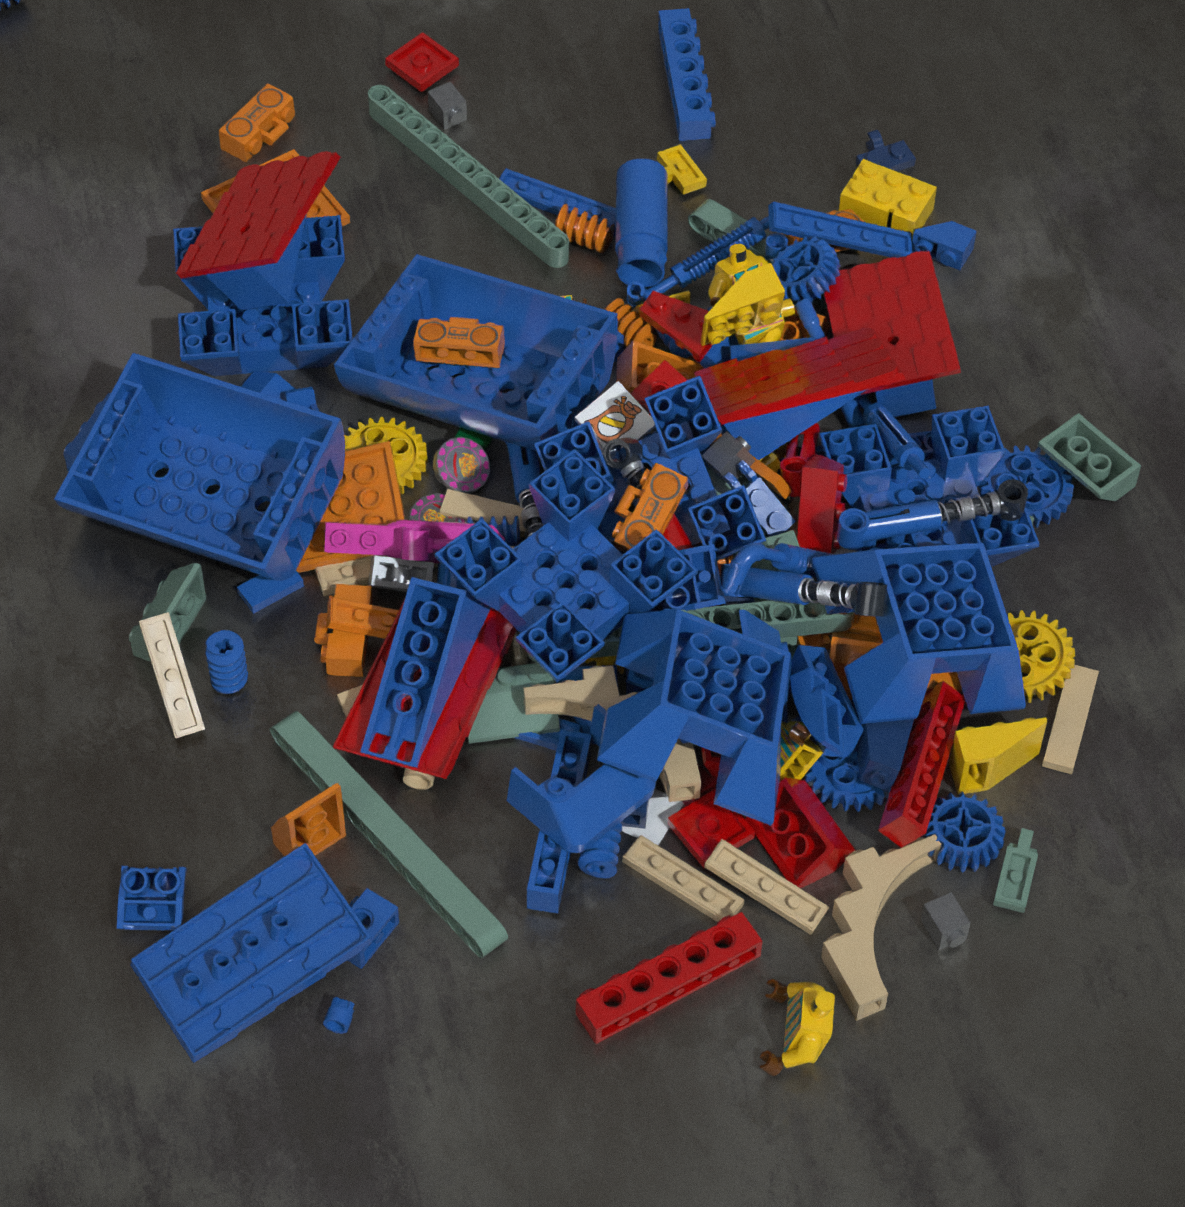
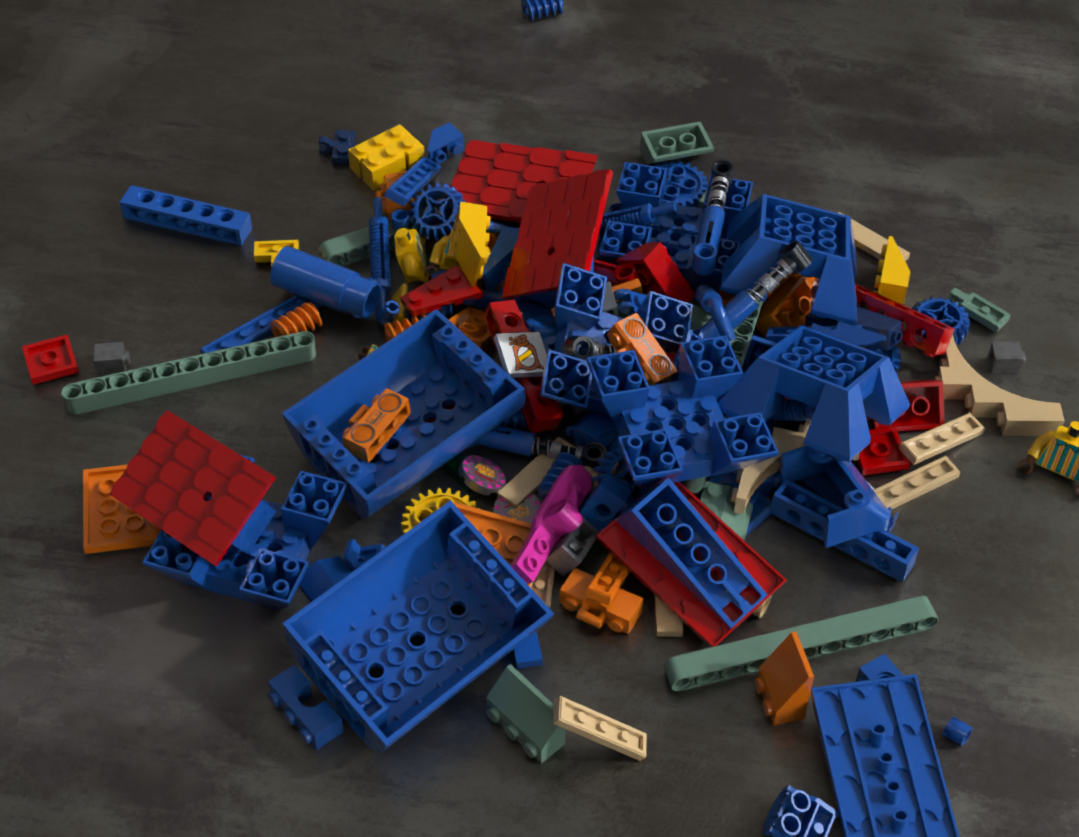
camera: 65 degrees left, 5 degrees down
(226, 662) = (601, 687): blue piece -> none
(257, 122) = (29, 476): orange piece -> none
(662, 991) = (997, 520): red brick -> none

